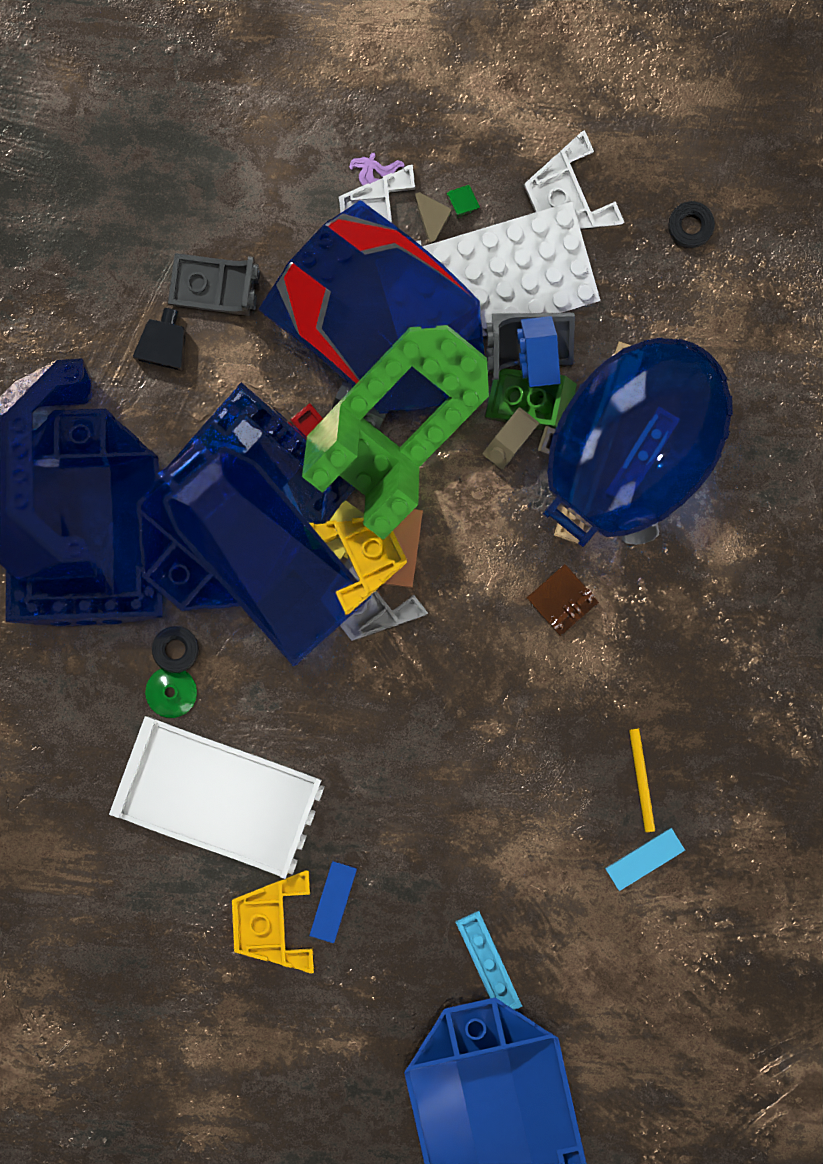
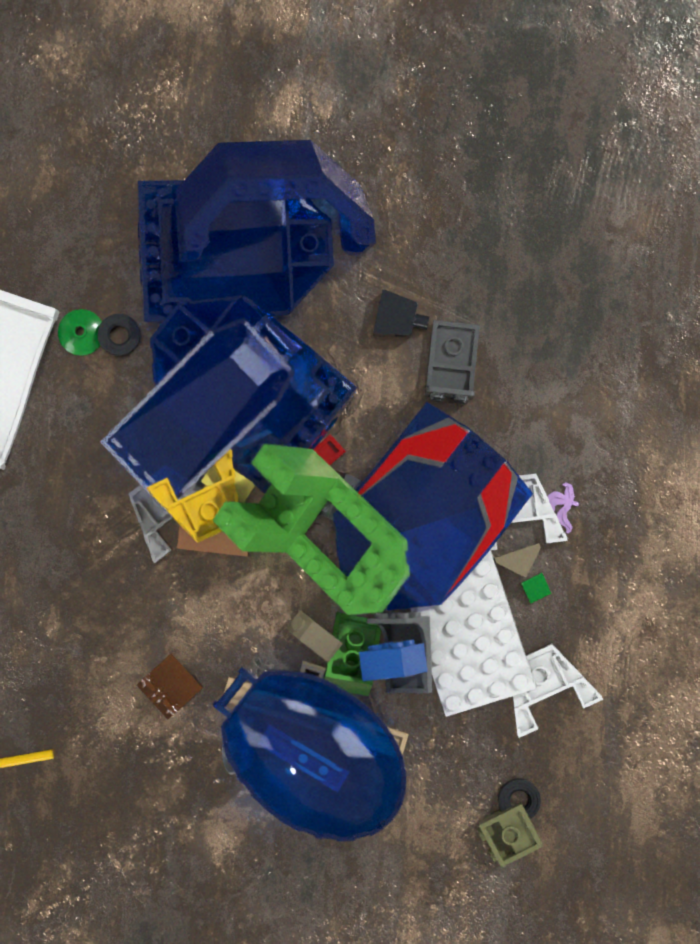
camera: 90 degrees right, 0 degrees up
(728, 234) = (509, 834): none -> olive plate

